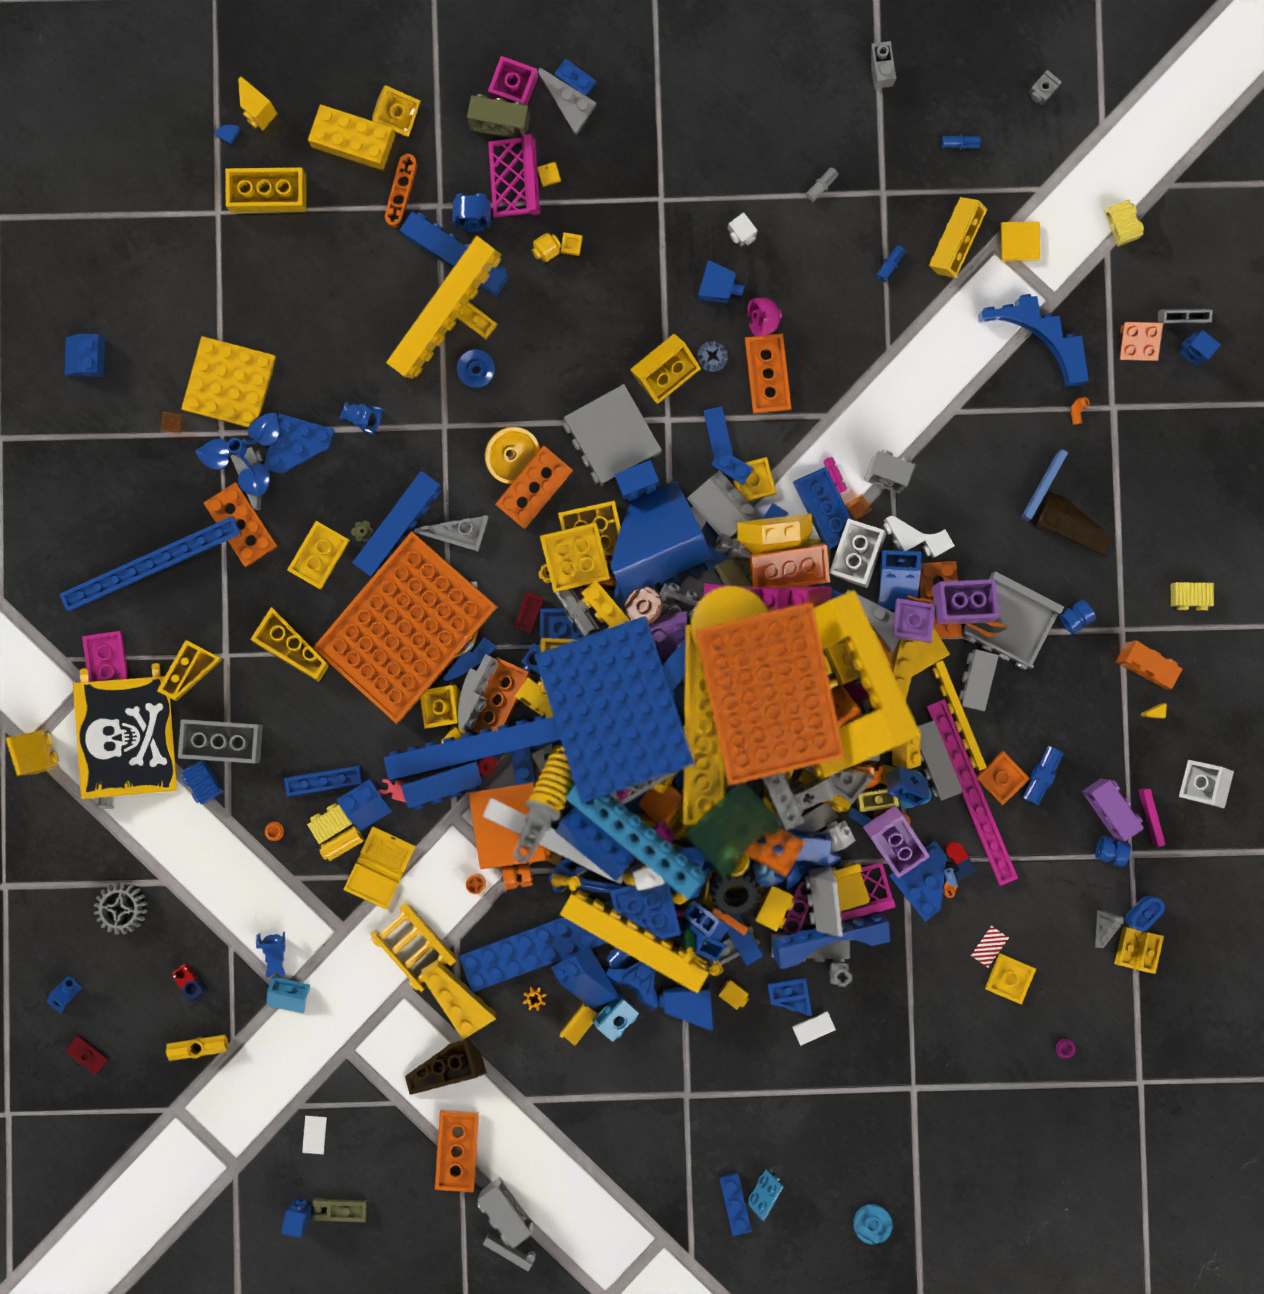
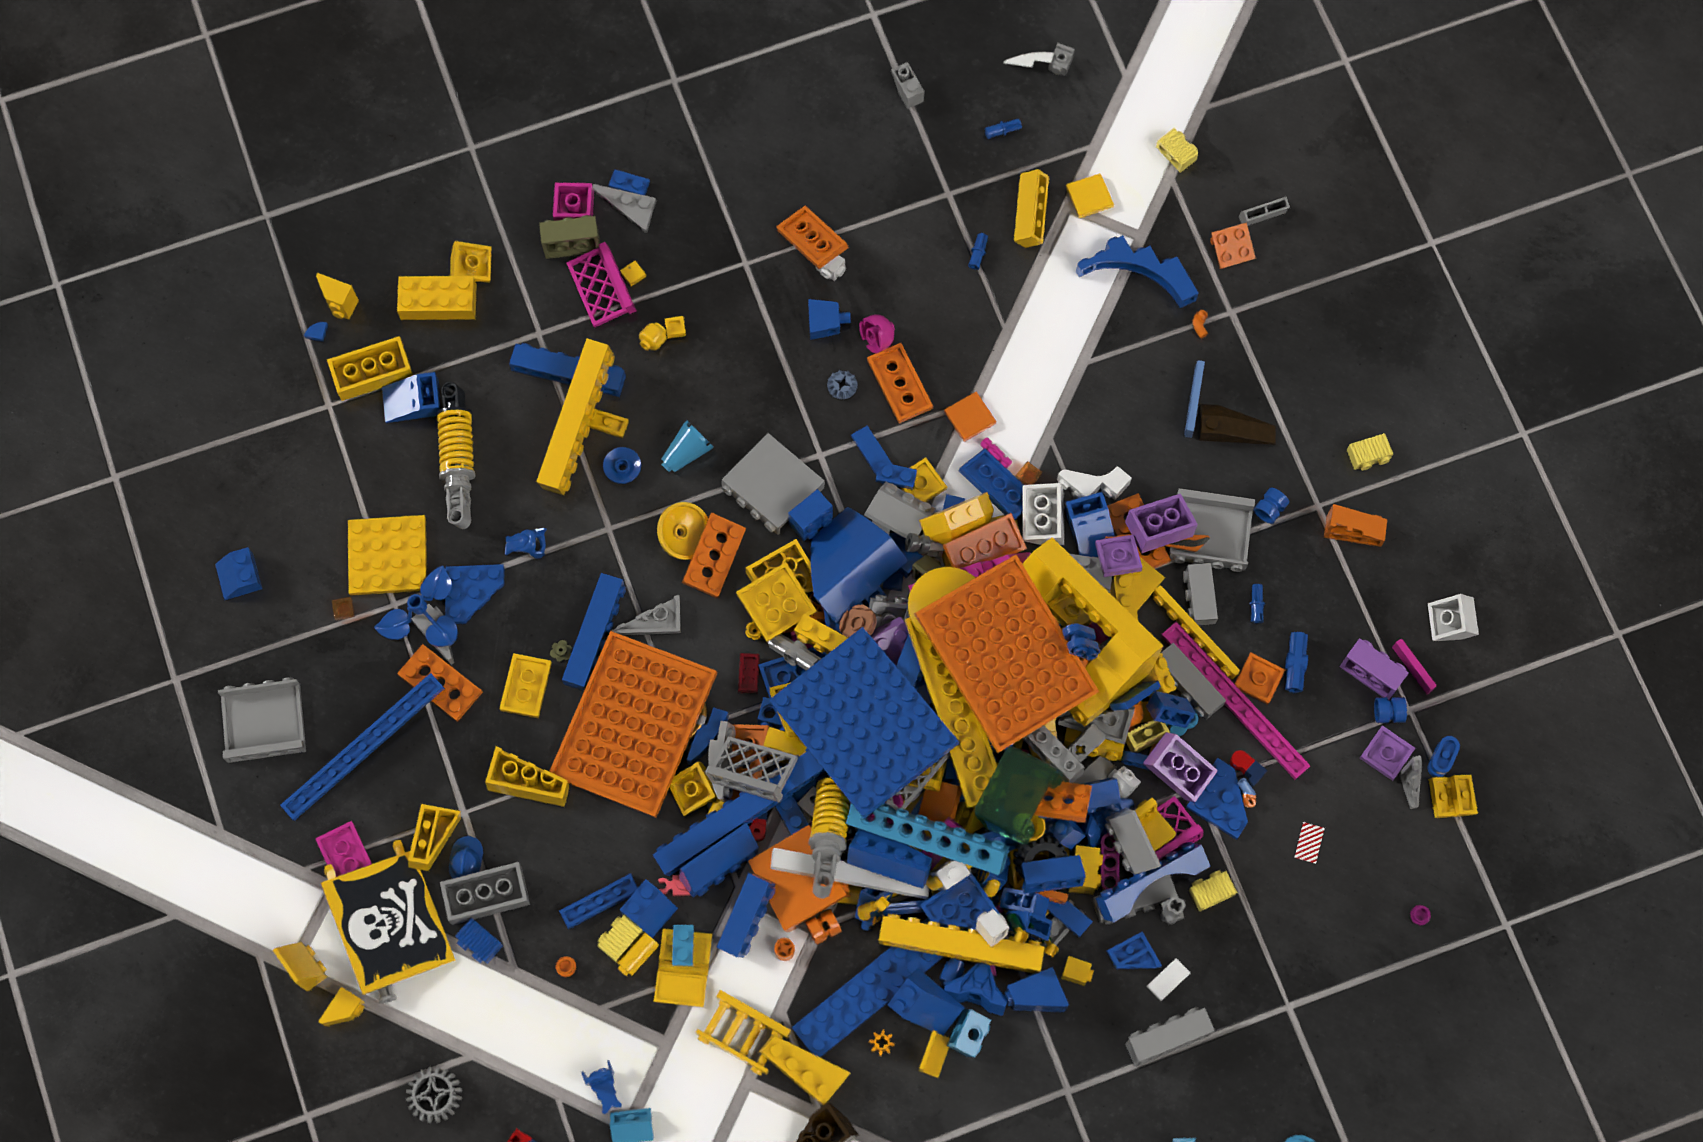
camera: 20 degrees left, 15 degrees down
(63, 801) = (342, 1008): none -> yellow slope
(67, 506) = (262, 720): none -> light grey panel
(214, 700) = (465, 857): none -> blue piece
(298, 233) = (412, 398): none -> blue slope
(321, 304) = (456, 453): none -> piece
(385, 849) = (683, 945): none -> dark azure plate
(401, 190) = (498, 330): orange beam -> none
(450, 843) = (746, 915): none -> blue brick
(471, 212) = (572, 327): blue brick -> none
(489, 728) = (749, 784): none -> light grey fence
(541, 372) = (685, 448): none -> dark azure cone
(665, 368) = (802, 408): yellow slope -> none
(666, 940) = (992, 927): none -> white brick
(740, 186) = (815, 227): none -> orange plate
(740, 908) = (1052, 874): none -> blue panel
(794, 1084) = (1169, 1037): none -> light grey brick
(822, 184) = (889, 203): light grey axle -> none
(823, 430) = (970, 416): none -> orange tile
(841, 712) = (1081, 641): none -> blue brick
(878, 763) = (1135, 695): none -> blue tile
(883, 963) = (1212, 890): none -> light yellow brick
(889, 471) = (1045, 429): light grey brick -> none
(1010, 978) = (1341, 866): yellow tile -> none
(1012, 76) = (1028, 59): none -> white sticker
(1027, 707) = (1257, 604): none -> blue axle
(1094, 889) = (1387, 753): none -> medium lavender plate
(1156, 712) = (1379, 569): yellow slope -> none
(1199, 348) = (1287, 233): blue brick -> none

